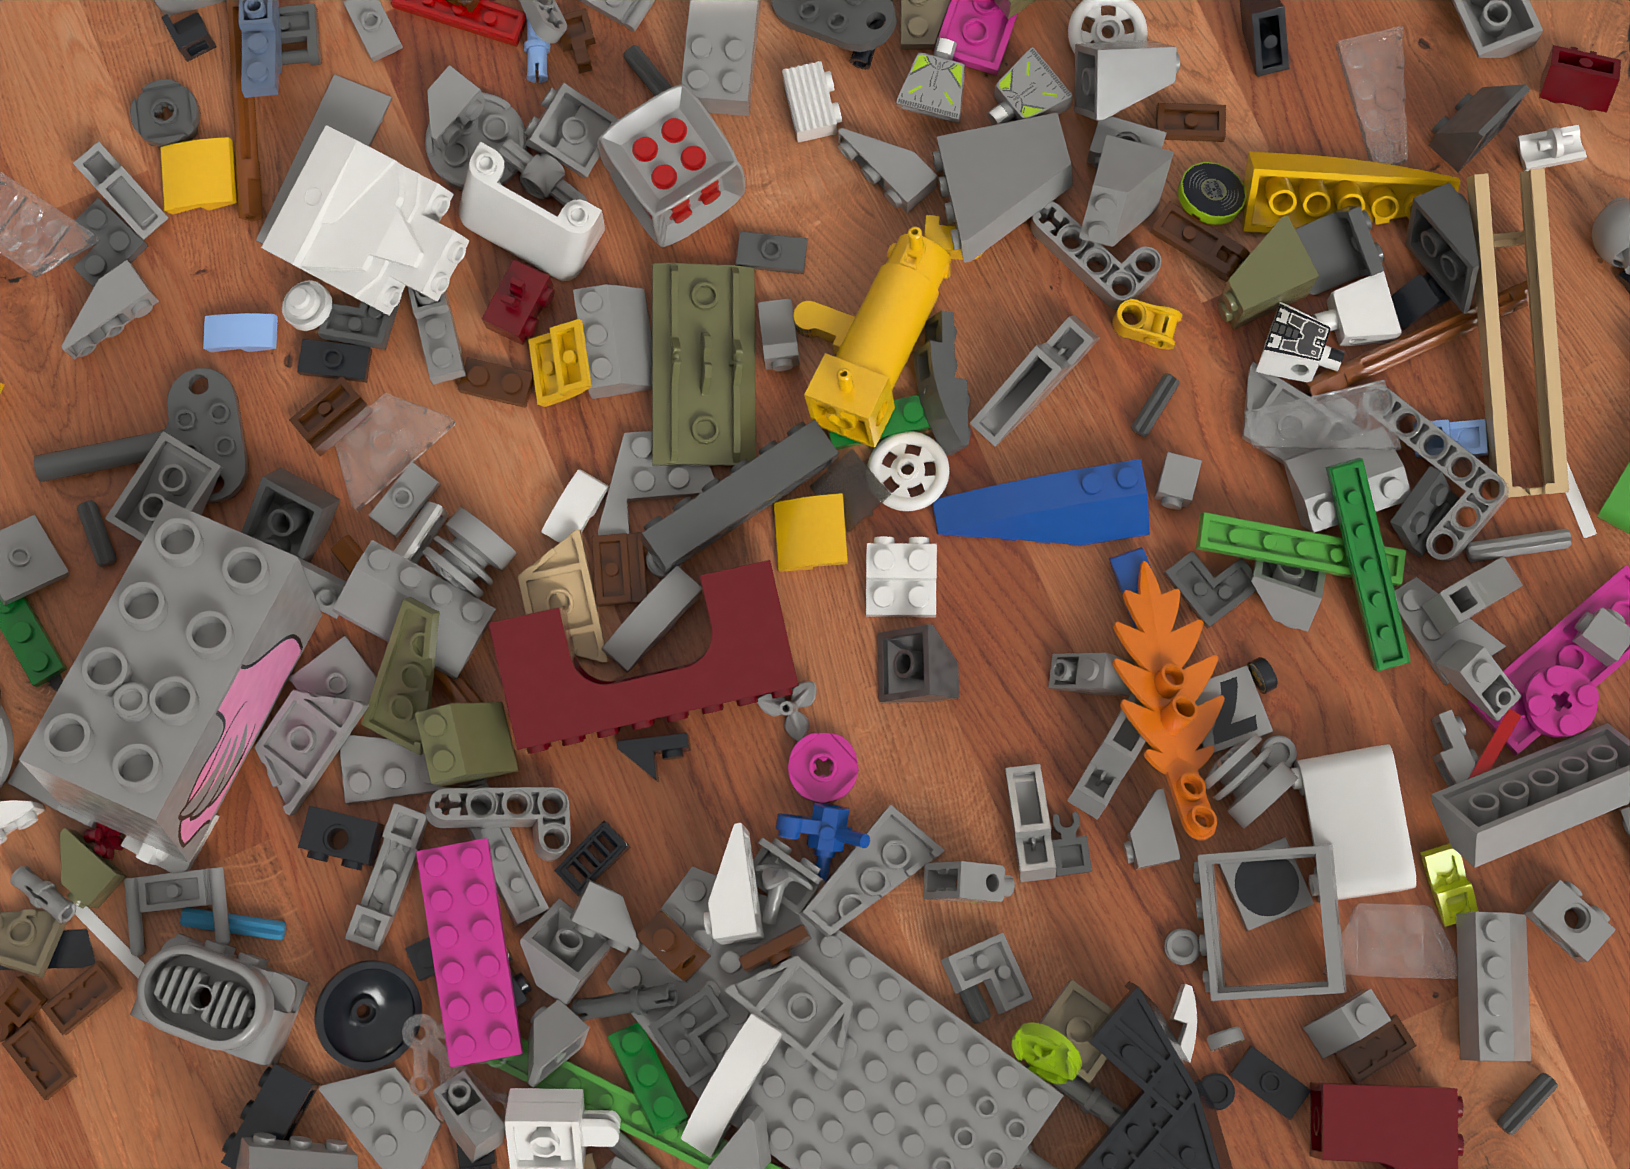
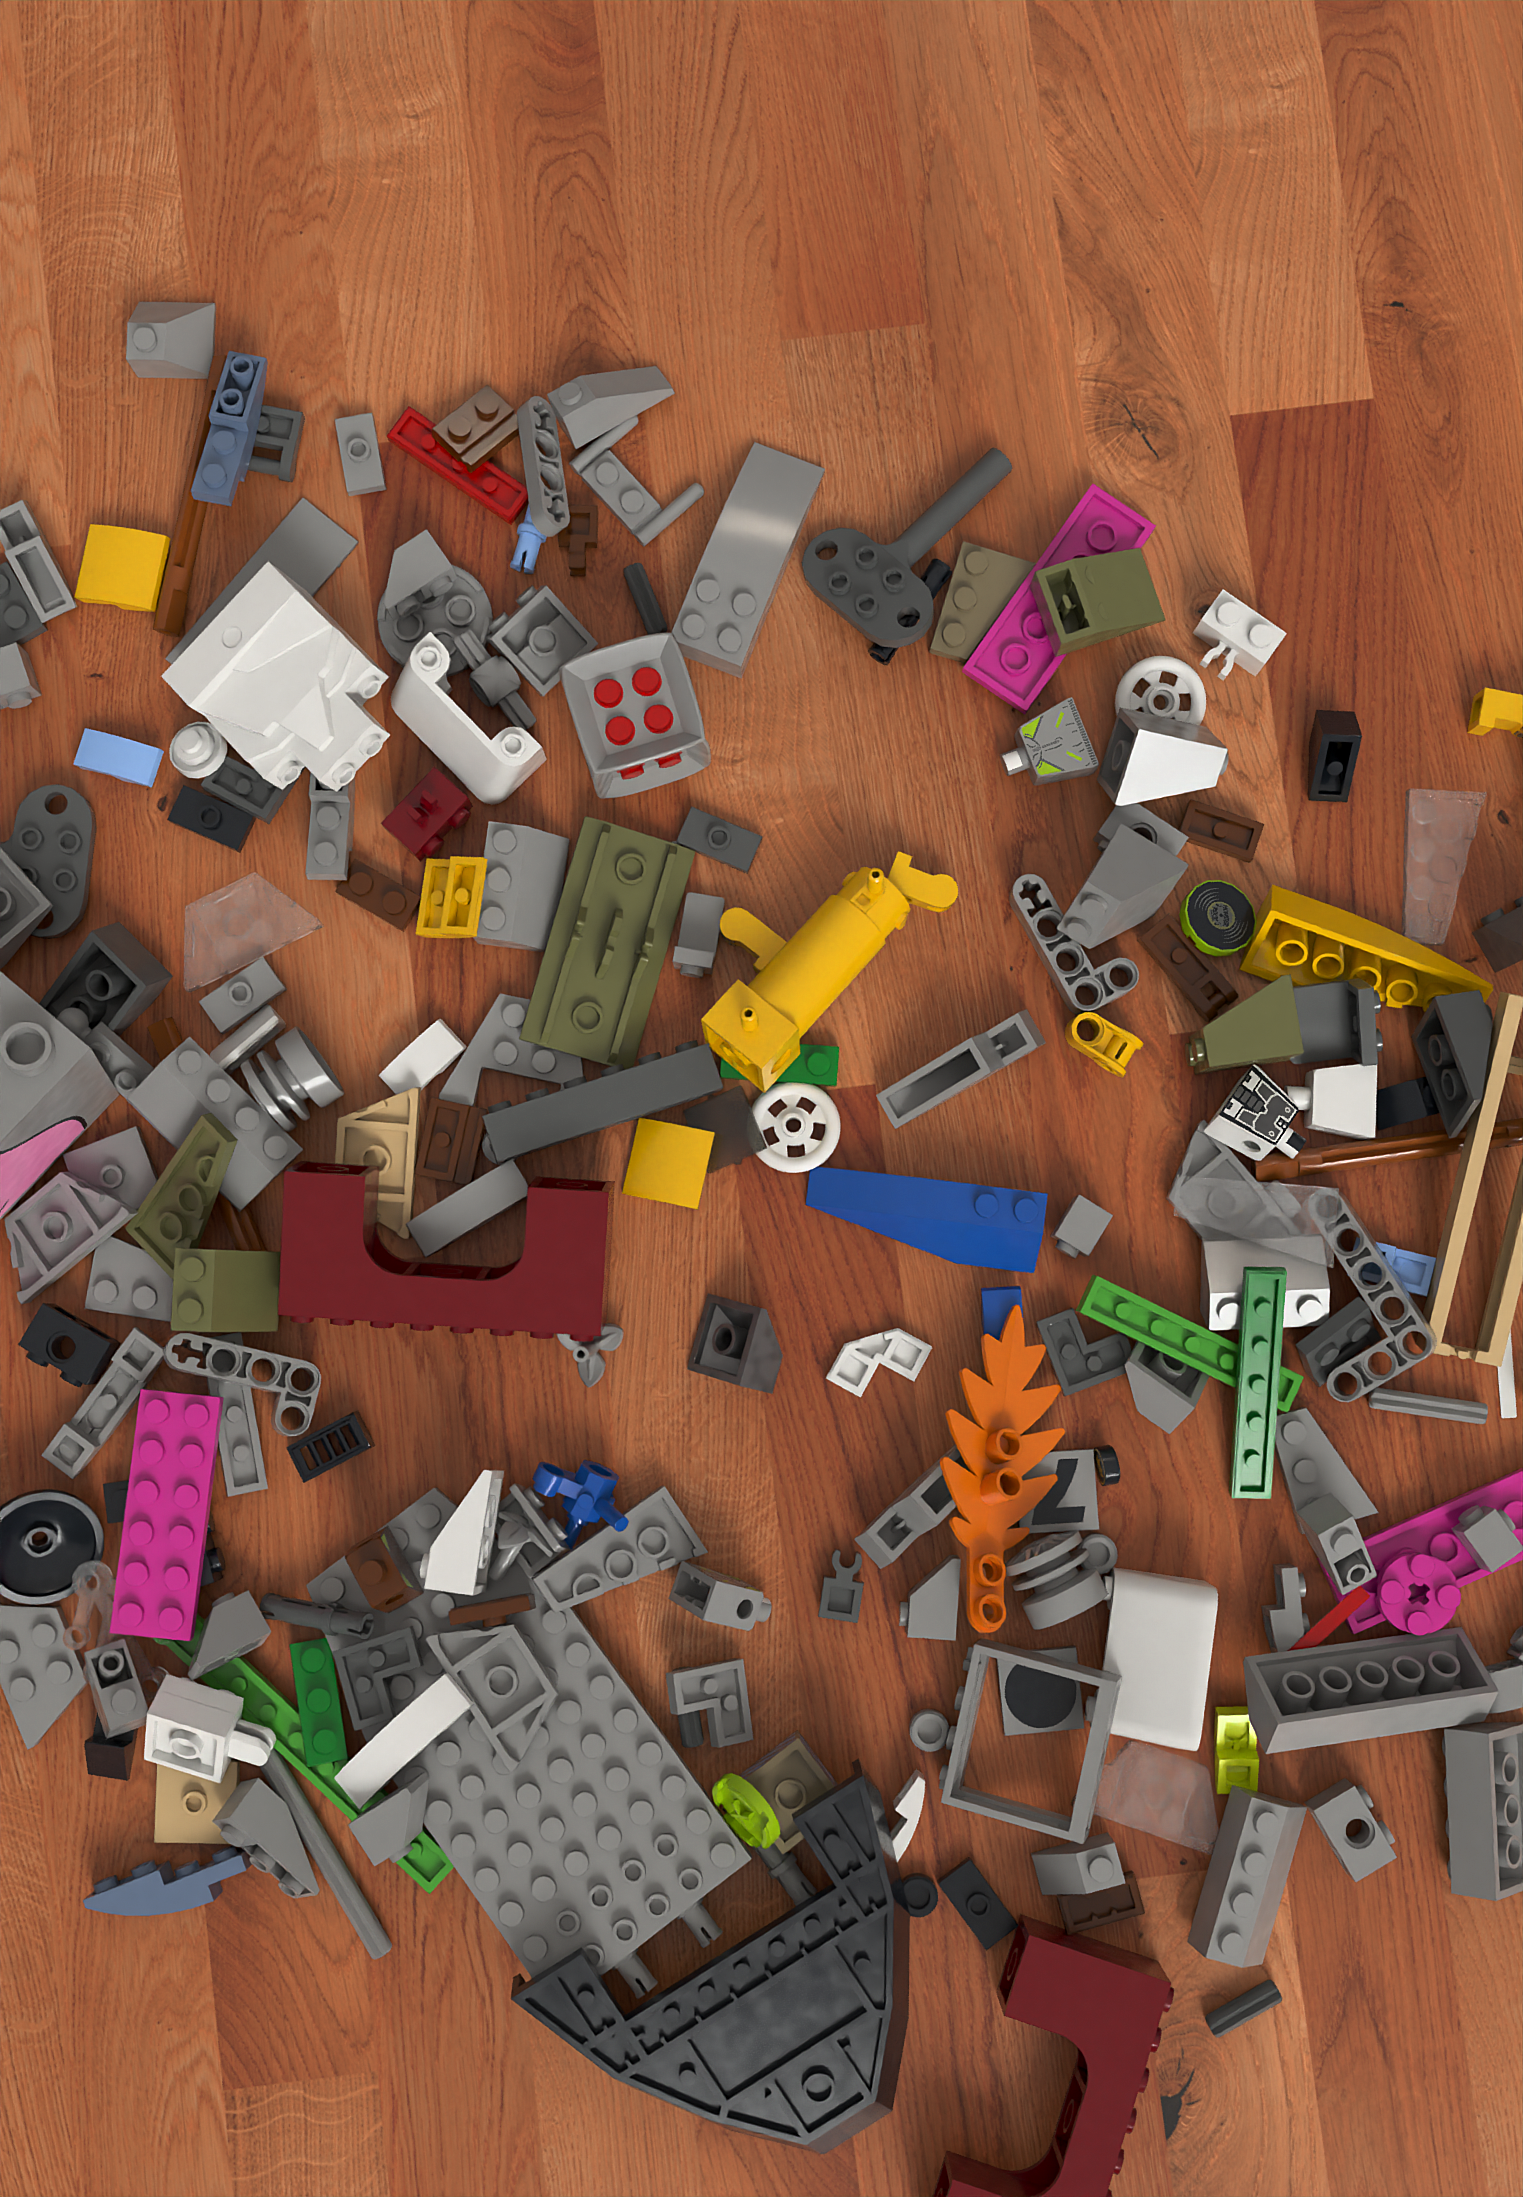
camera: 10 degrees right, 5 degrees up
(181, 125) = (93, 471): dark grey plate -> none
(190, 36) = (157, 407): black panel -> none
(331, 415) = (189, 880): reddish brown plate -> none
(561, 955) = (270, 1538): light grey slope -> none
(605, 913) = (323, 1513): light grey slope -> none
(644, 750) = (418, 1350): black slope -> none
(810, 102) = (811, 684): white brick -> none
(823, 747) = (598, 1445): dark pink plate -> none
(895, 169) = (882, 789): light grey slope -> none
(901, 578) = (750, 1242): white plate -> none
(935, 84) = (953, 705): light grey torso -> none
(941, 394) = (855, 1056): dark grey slope -> none
(1000, 178) = (991, 835): light grey slope -> none
(1030, 823) = (808, 1549): light grey slope -> none
(1048, 633) = (861, 1357): none -> white tile
(1087, 674) = (917, 1407): light grey slope -> none
(1155, 405) = (1083, 1134): dark grey axle -> none
(1225, 1038) = (944, 1844): light grey tile -> none
(1472, 595) = (1359, 1449): light grey slope -> none

